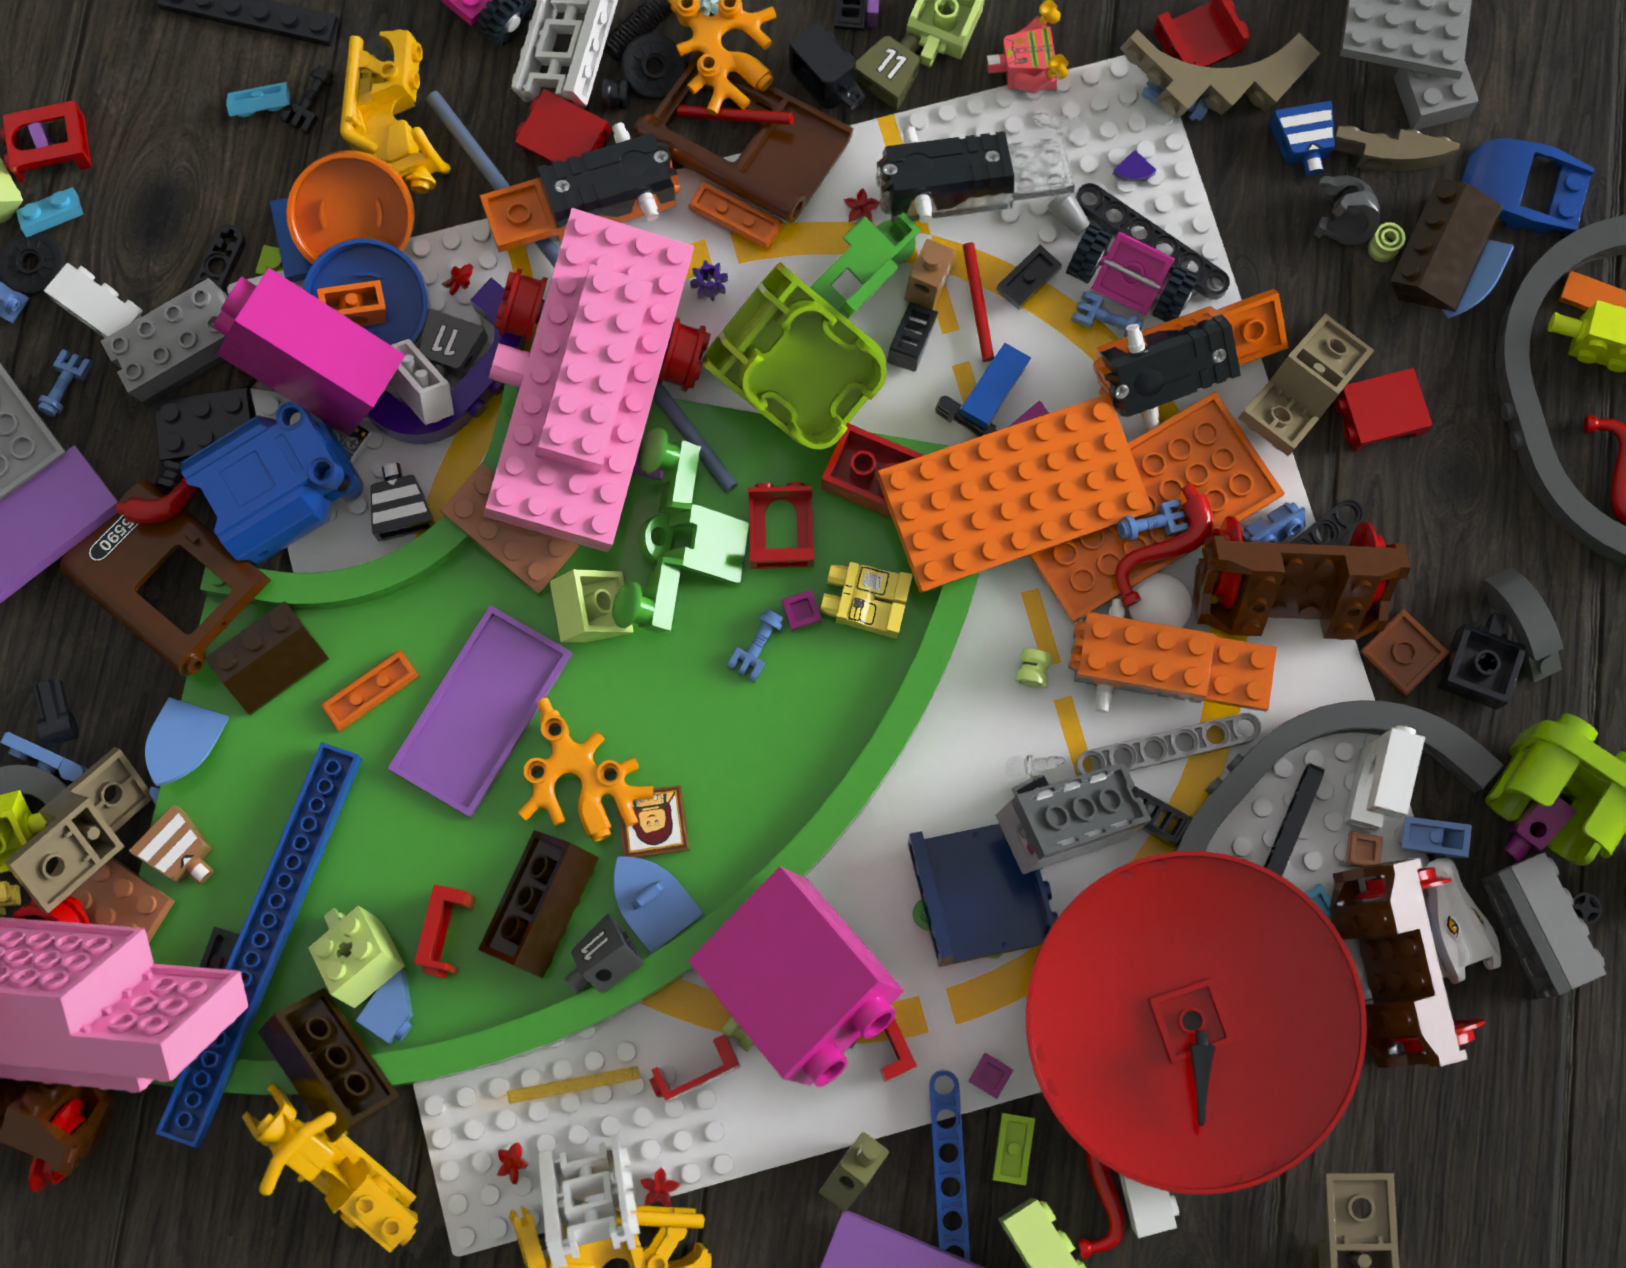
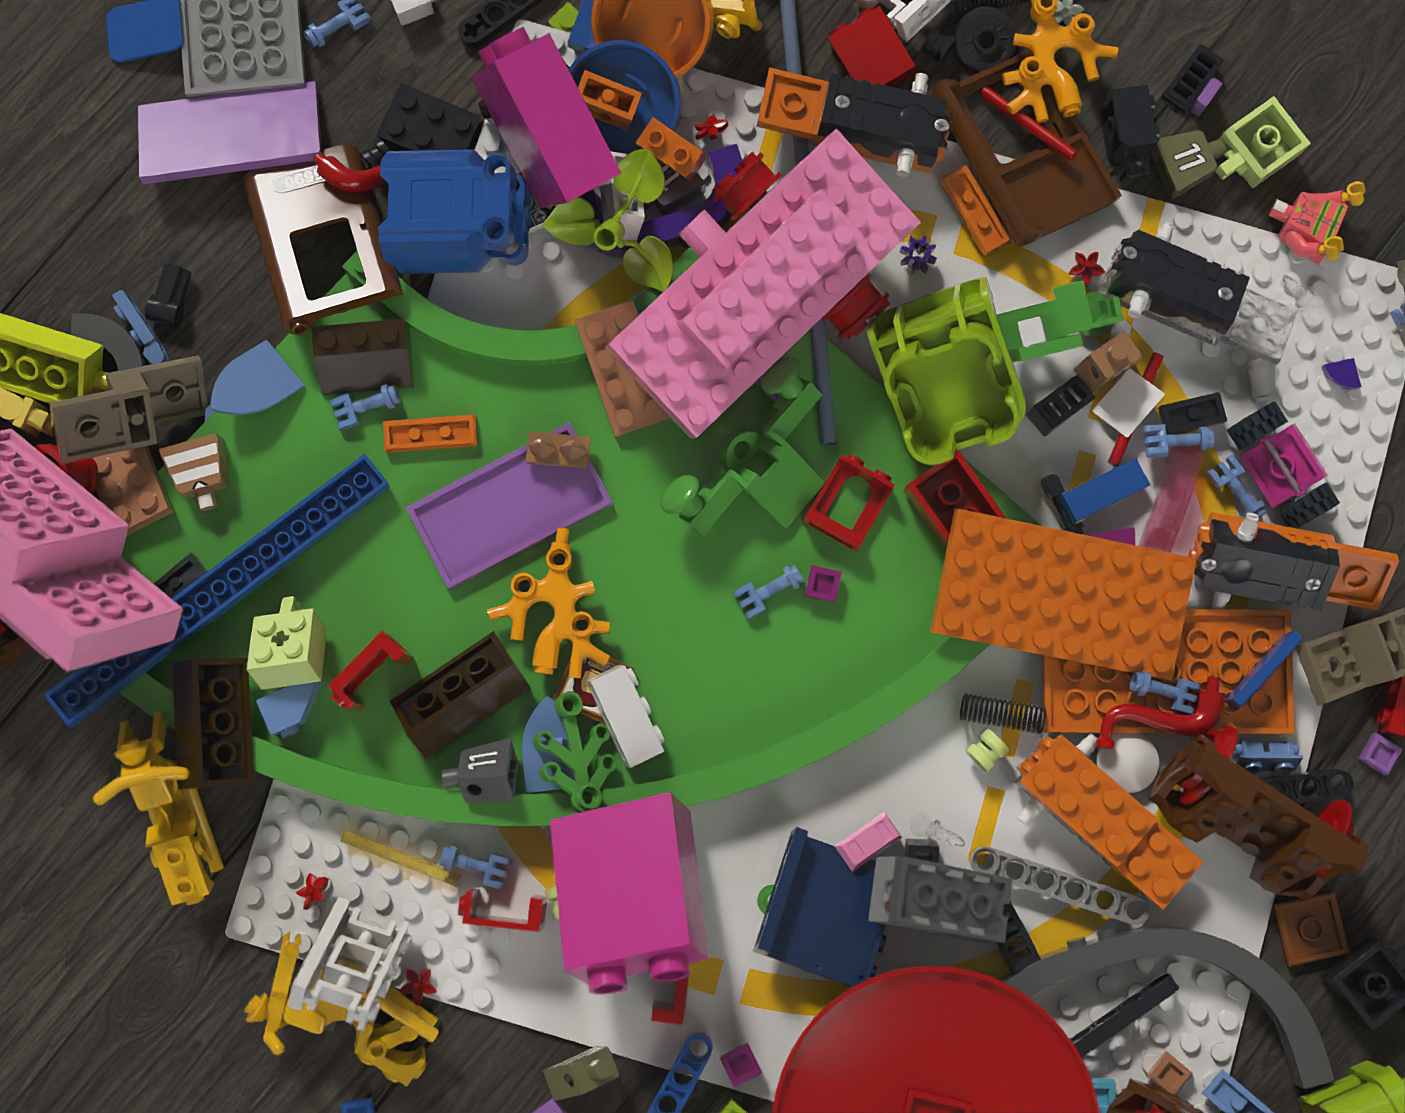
camera: 30 degrees right, 5 degrees up
(169, 343) = (439, 41): light grey piece -> none
(312, 680) = (389, 396): none -> medium blue hinge
(389, 429) = (574, 222): none -> lime plant
(398, 505) = (545, 291): black torso -> none
(436, 313) = (672, 149): none -> orange brick
(495, 635) = (558, 450): none -> medium nougat tile
(585, 605) = (647, 470): yellowish green slope -> none
(660, 1044) = (488, 869): none -> medium blue hinge
(676, 892) = (576, 757): none -> bright green plant
(698, 829) = (626, 715): none -> white brick
(870, 598) = (883, 597): light yellow hips -> none
(968, 299) = (1128, 402): none -> white sticker
(980, 811) = (868, 842): none -> bright pink tile
(1016, 315) = (1161, 441): none -> medium blue hinge
(1055, 353) = (1172, 498): none -> clear pink slope
(1062, 617) = (1039, 729): none -> black piece
(1155, 236) = (1323, 444): black beam -> none
(1224, 454) = (1263, 669): none -> blue tile
(1367, 469) = (1380, 754): none -> medium lavender tile
(1384, 778) = (1224, 1032): white arch -> none

